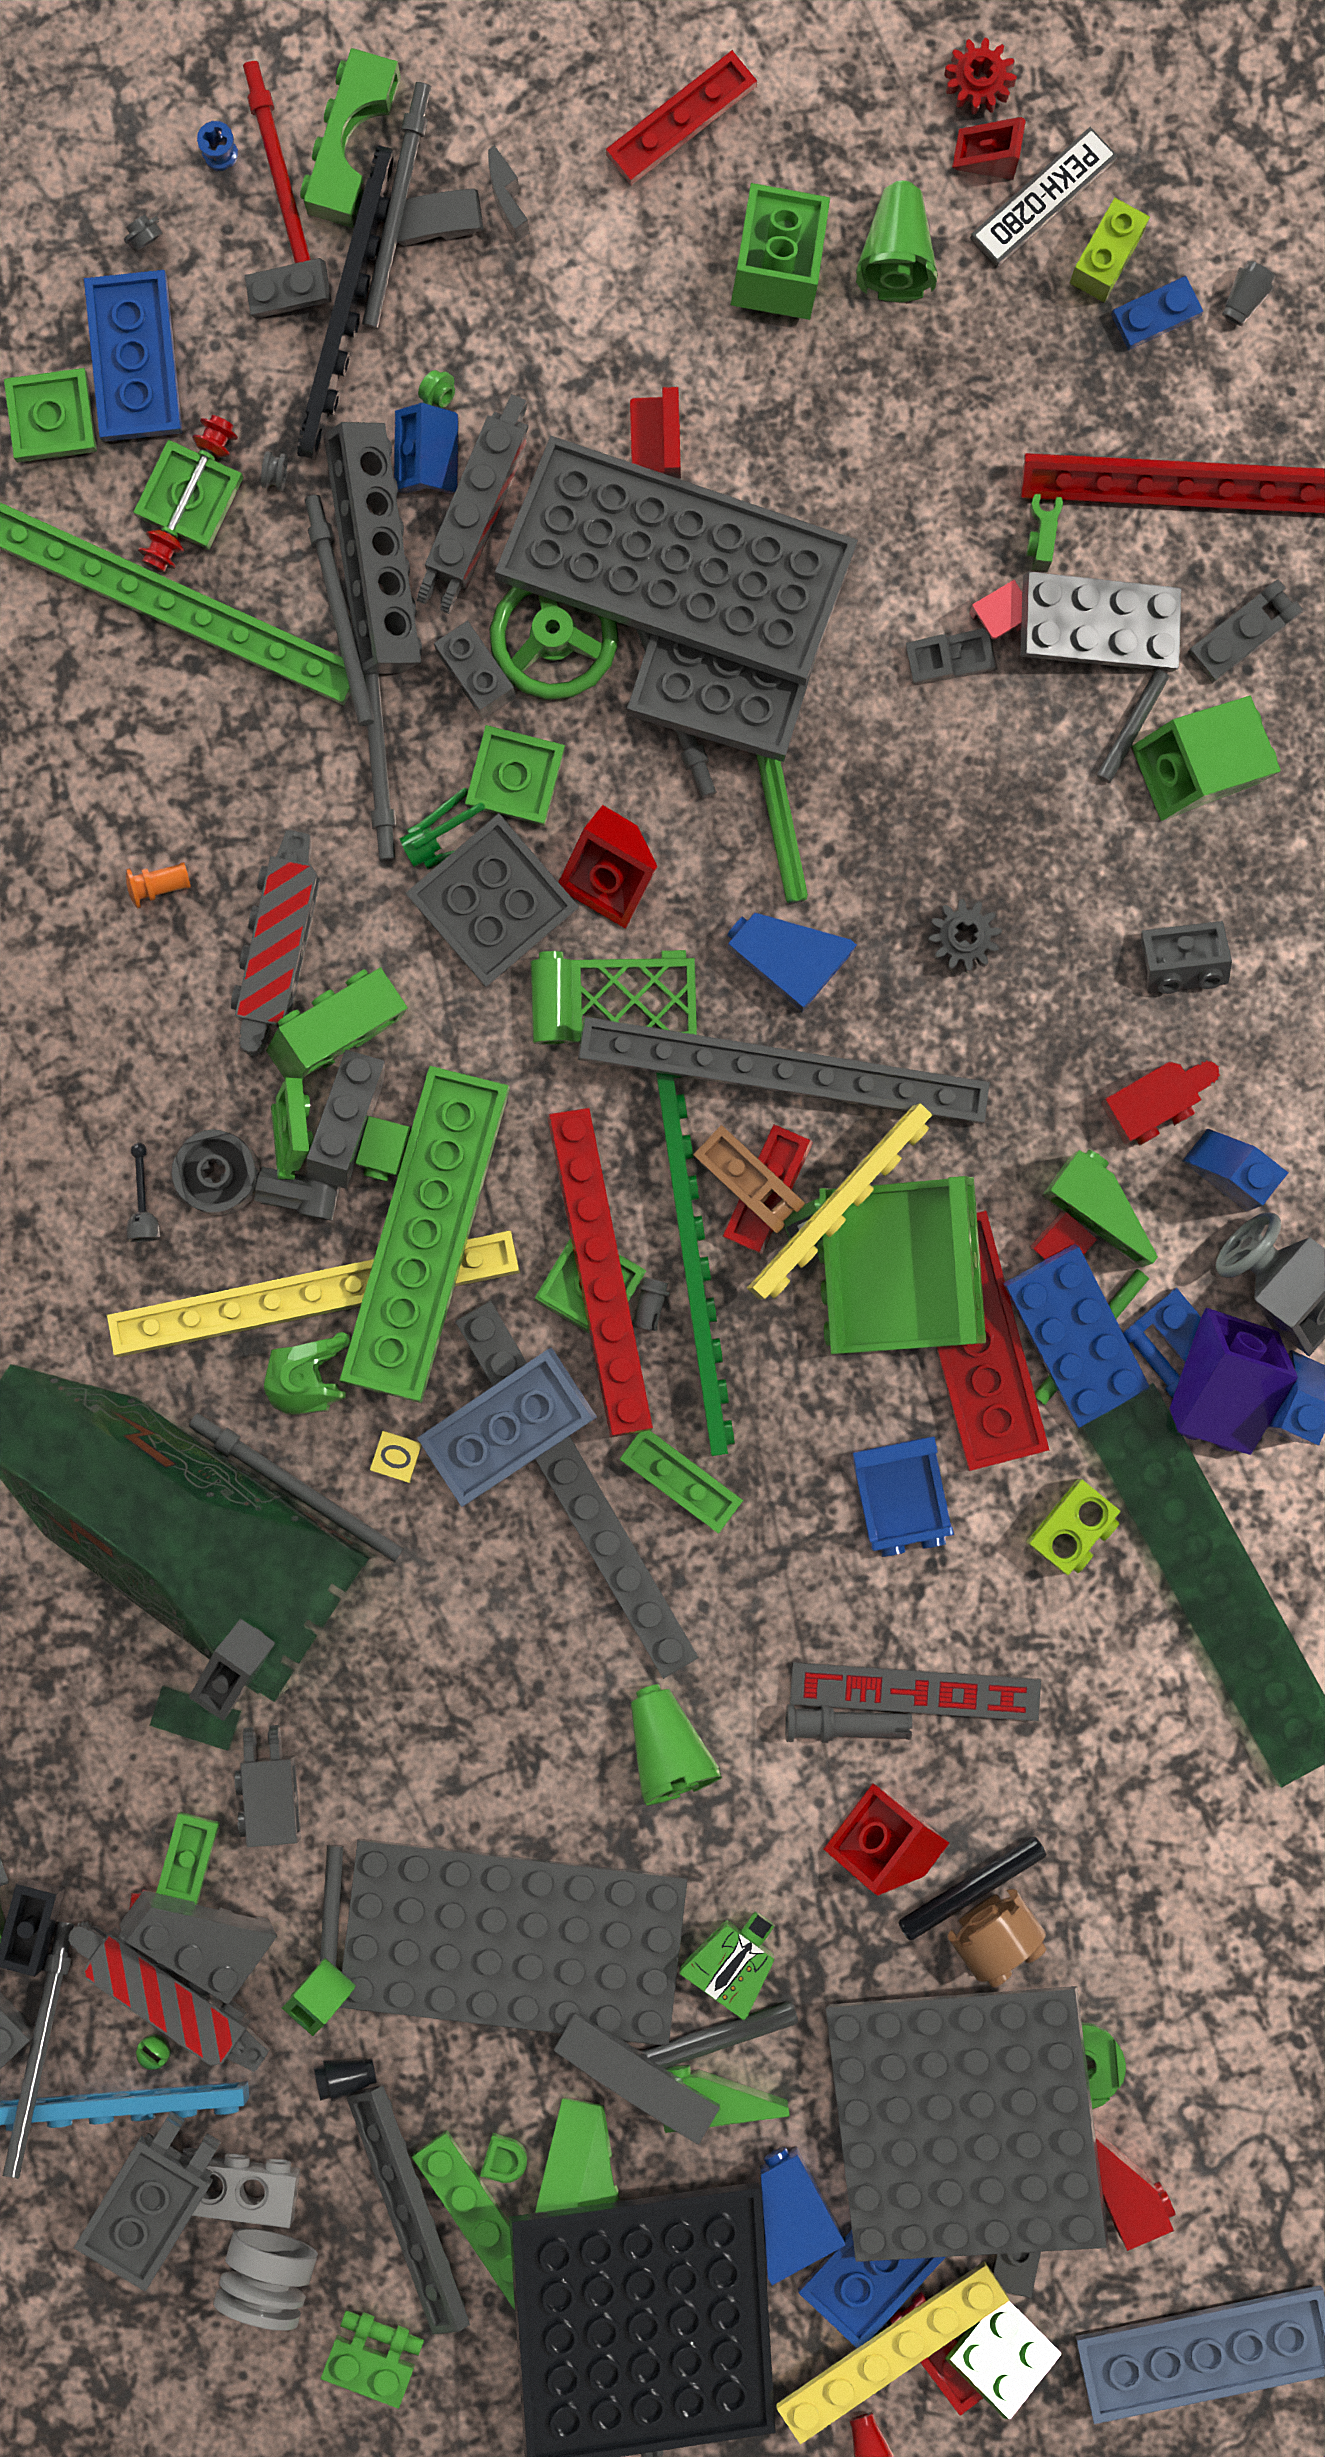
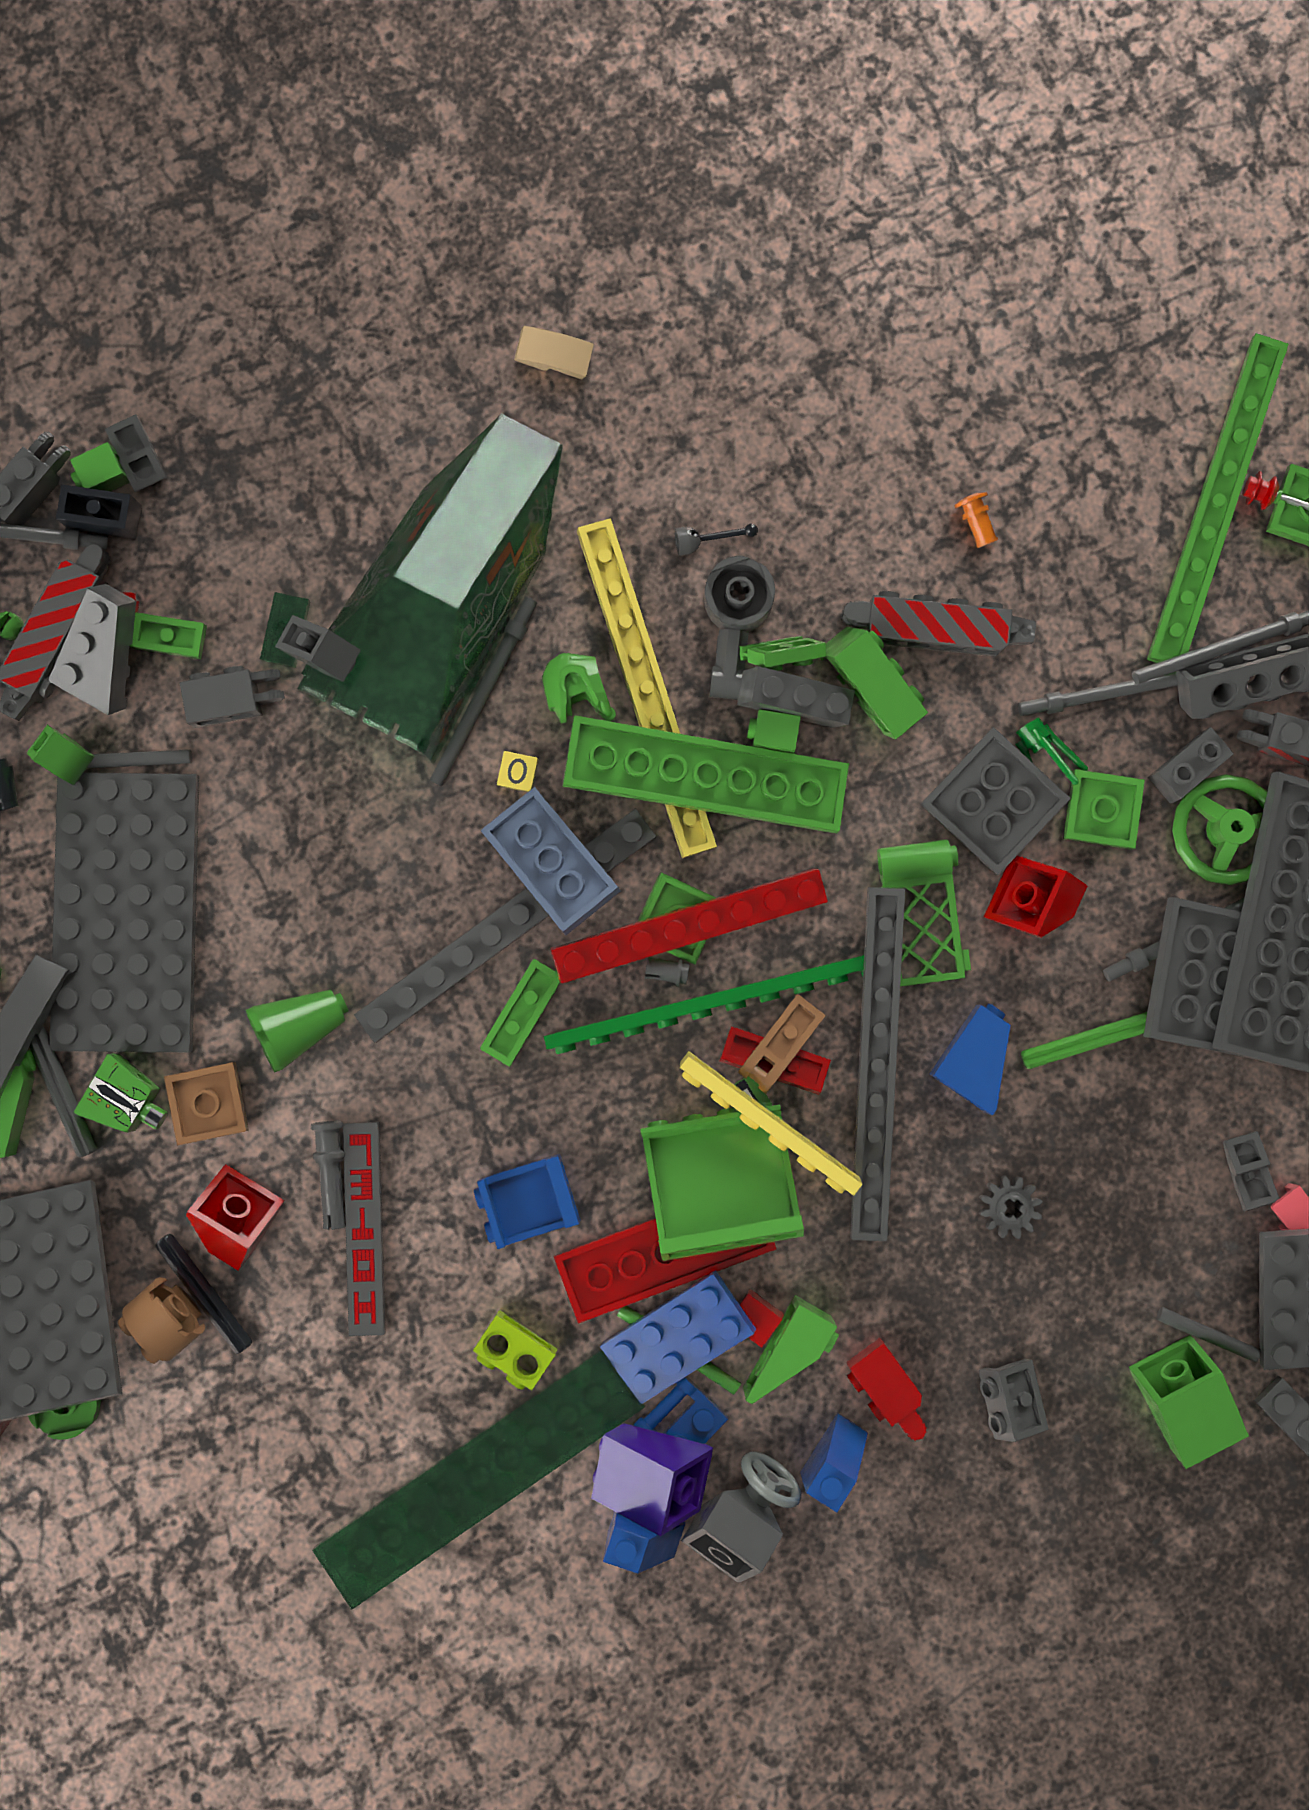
camera: 85 degrees right, 0 degrees up
(750, 1864) = (206, 1103): none -> medium nougat plate

